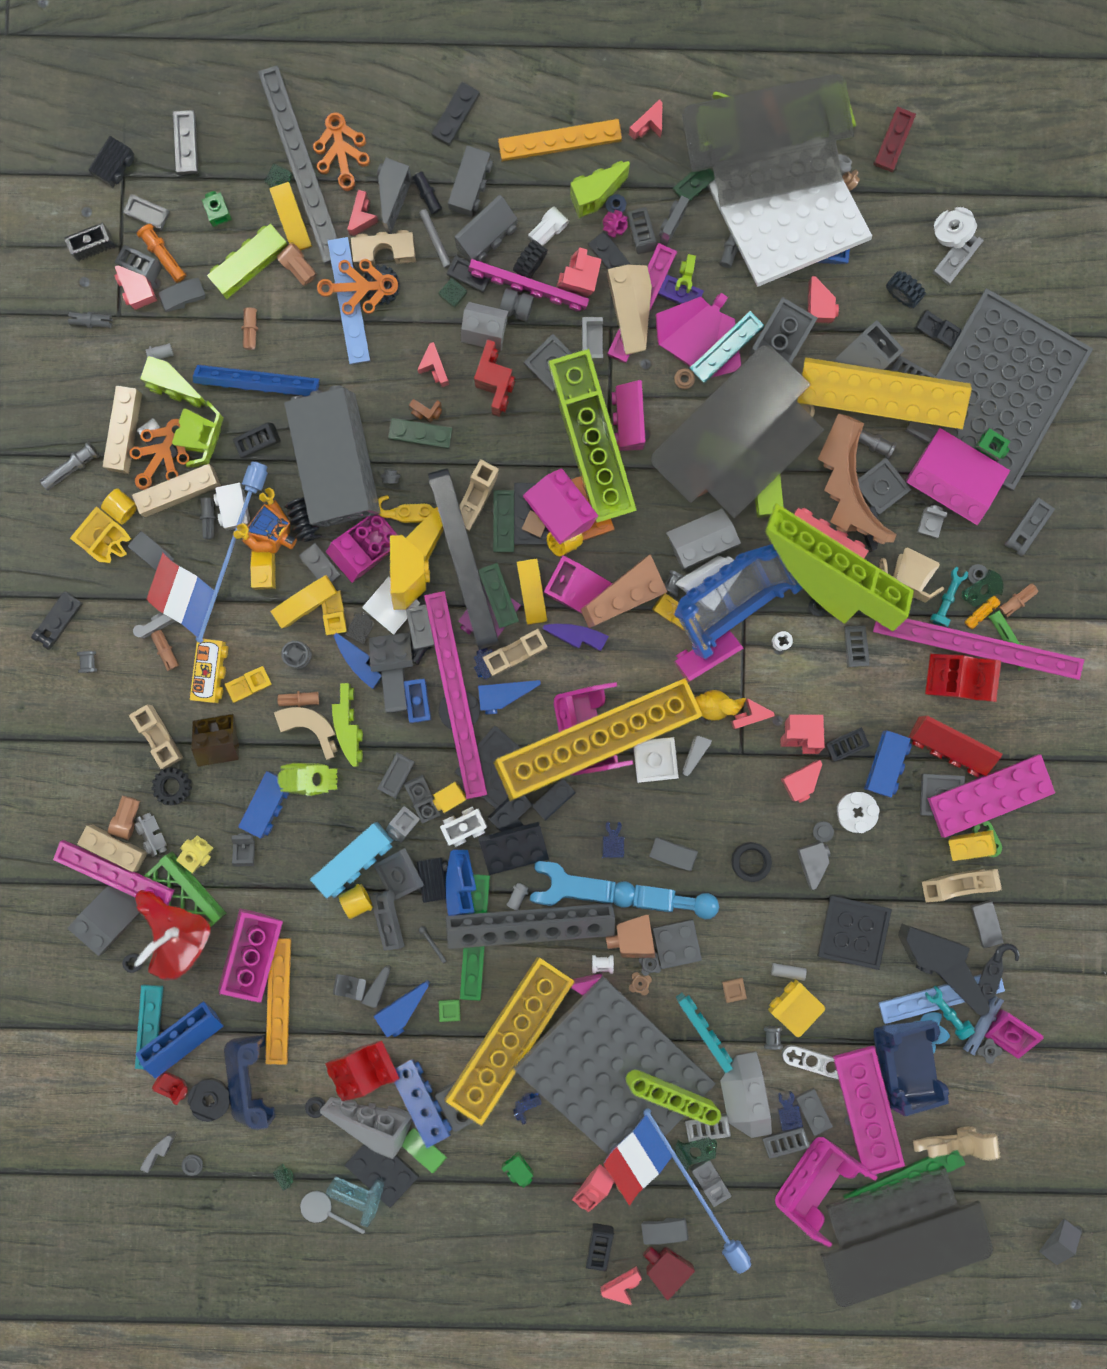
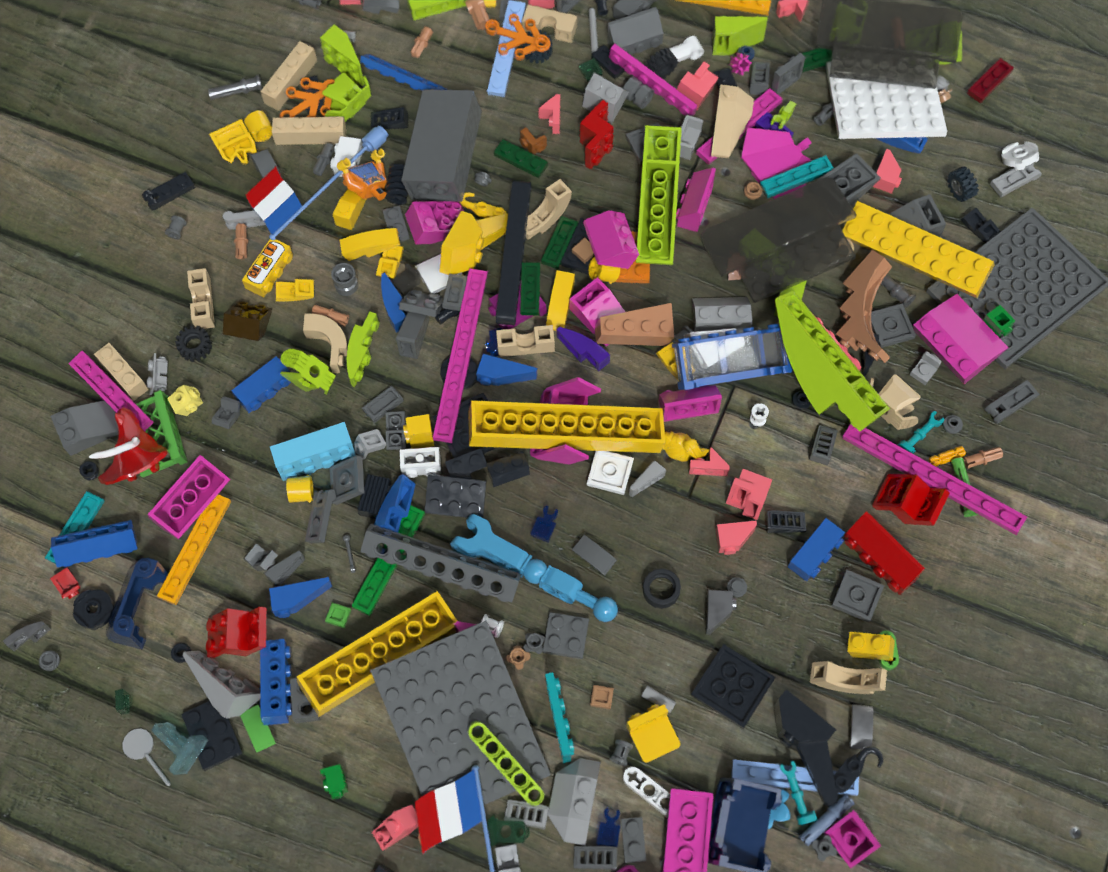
camera: 30 degrees right, 20 degrees down
(123, 822) = (139, 357): nougat piece -> none
(417, 700) = (427, 348): blue brick -> none
(517, 896) = (444, 537): light grey pin -> none
(527, 1102) = (372, 721): clear blue bracket -> none
(633, 938) = (528, 612): nougat torso -> none
(846, 814) = (773, 593): white plate -> none
(991, 796) = (903, 611): dark pink plate -> none
(995, 586) = (965, 436): clear green piece -> none

